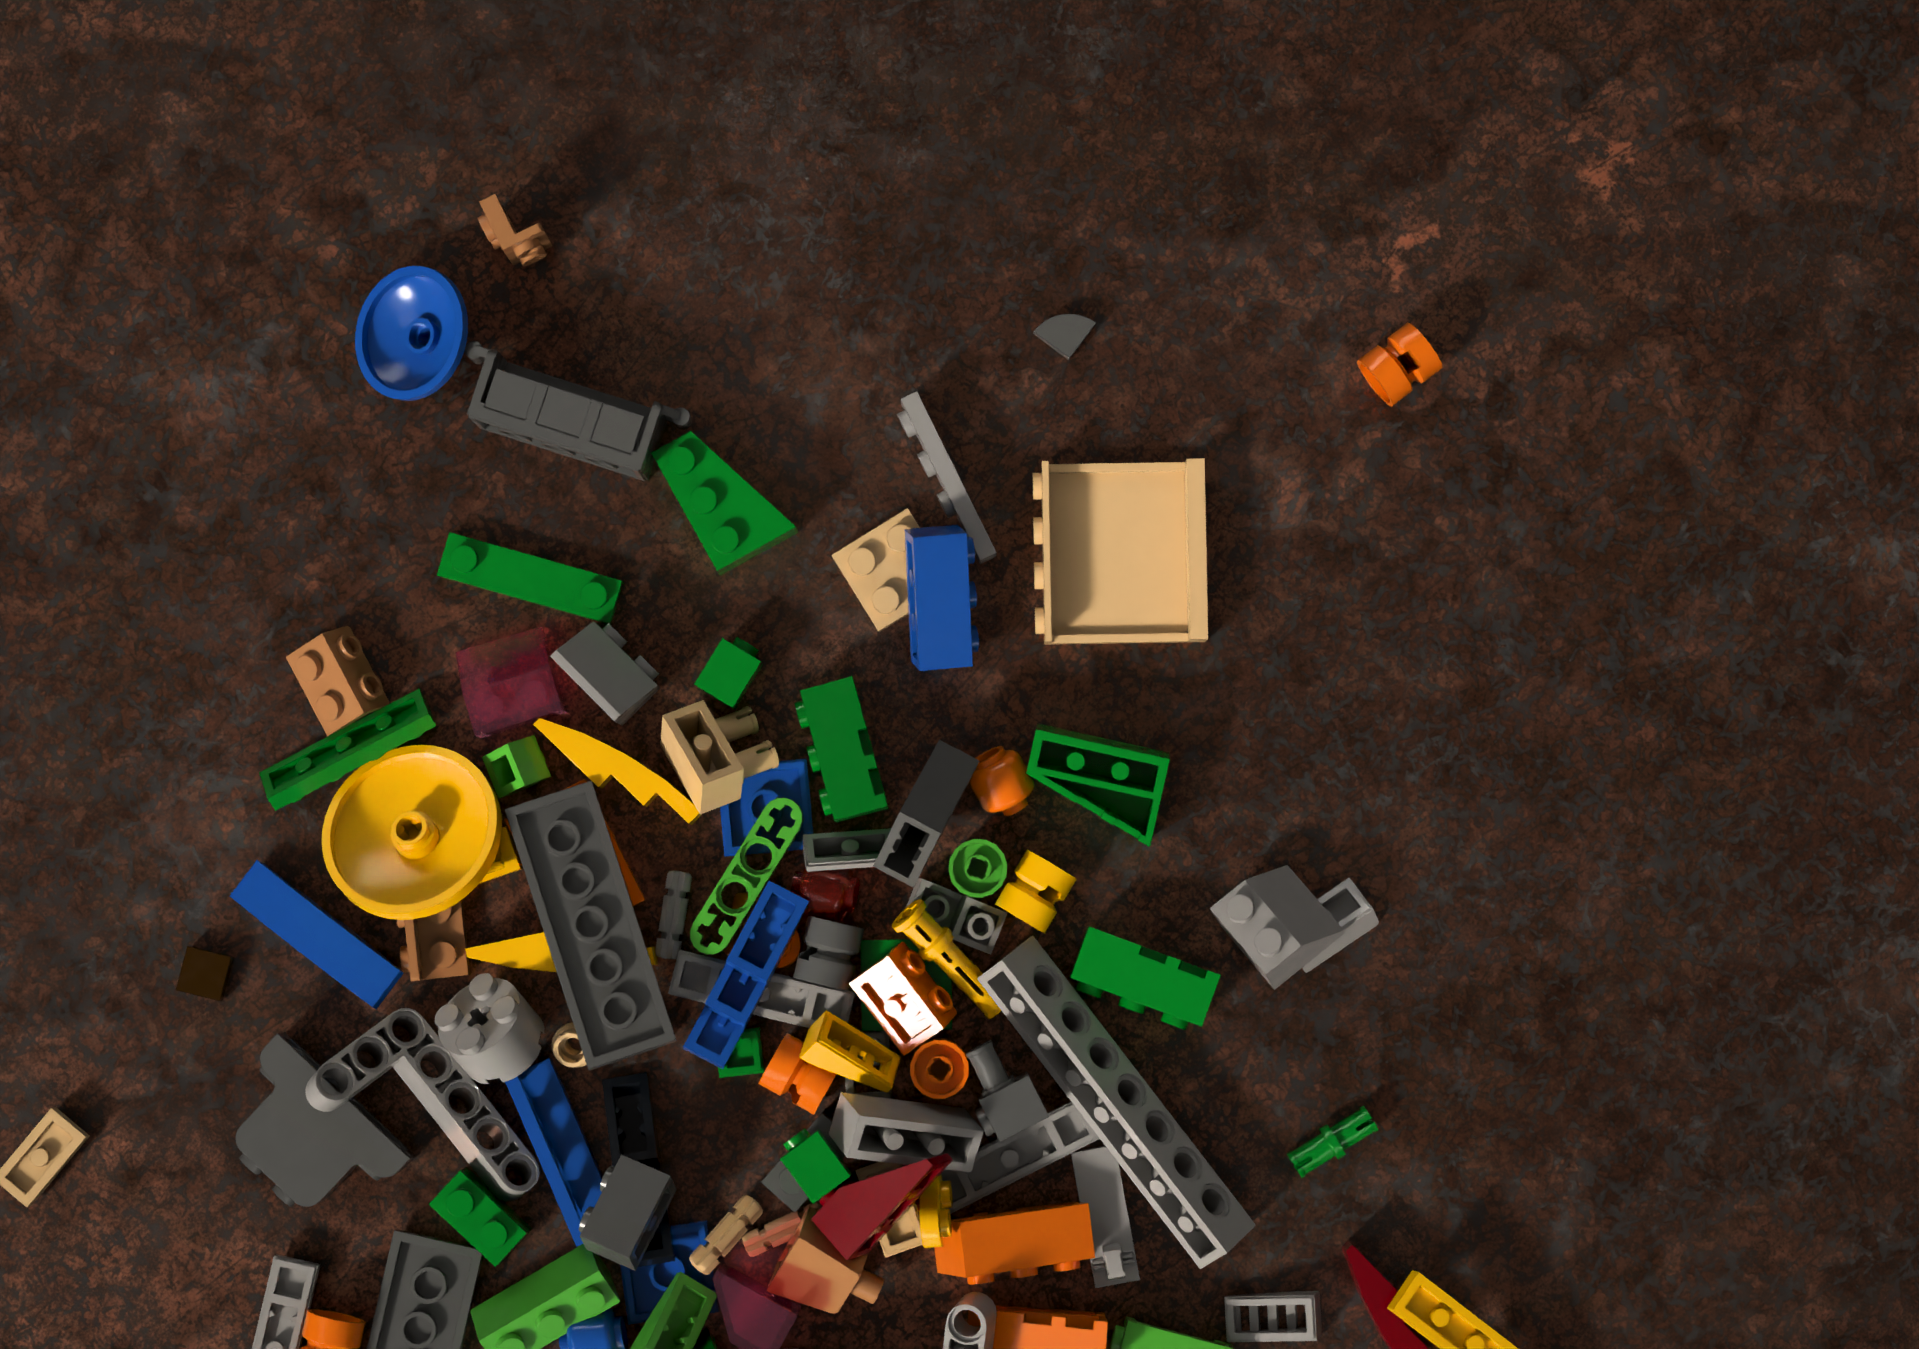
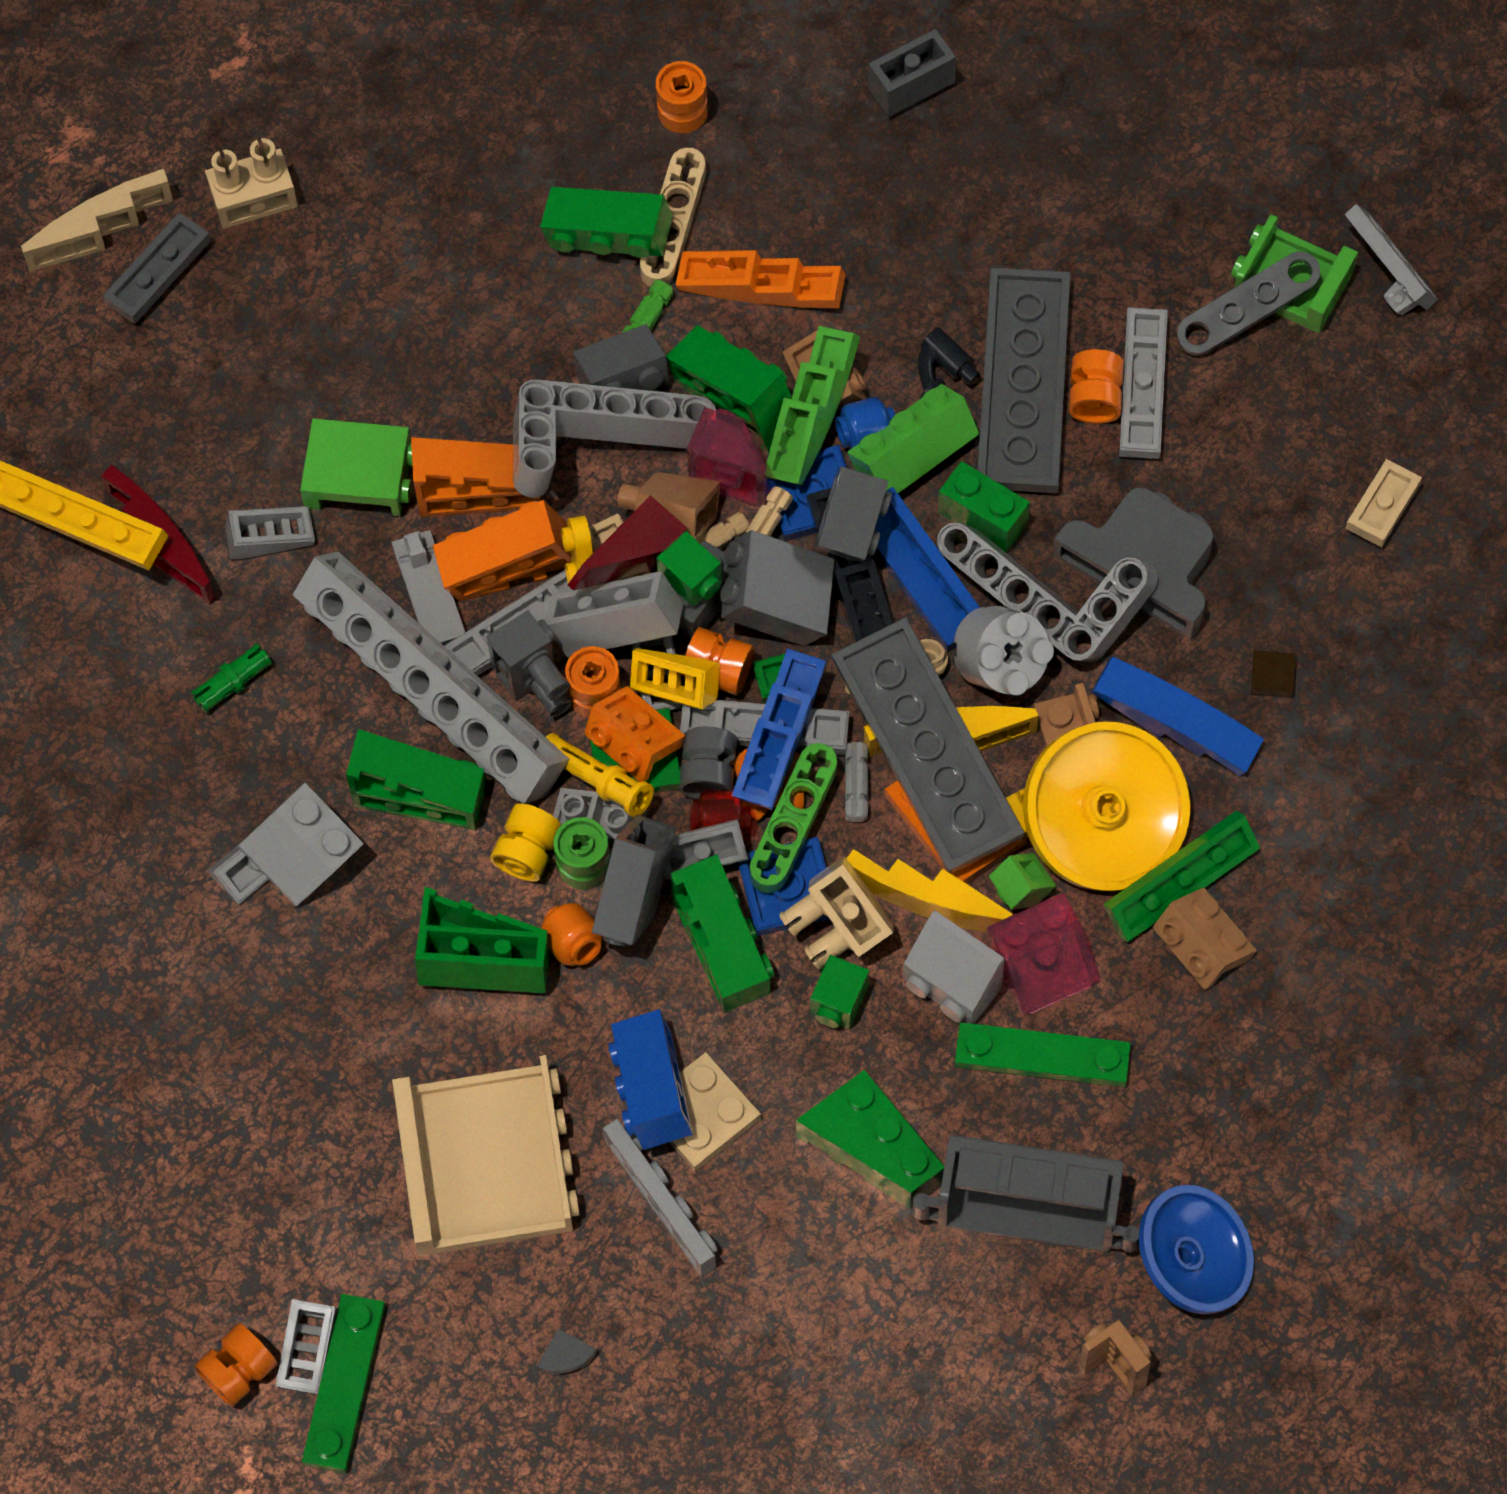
camera: 175 degrees right, 20 degrees down
(723, 1143) = (777, 588): none -> dark grey brick
(1291, 337) = (343, 1383): none -> green plate
(1316, 409) = (316, 1310): none -> light grey slope

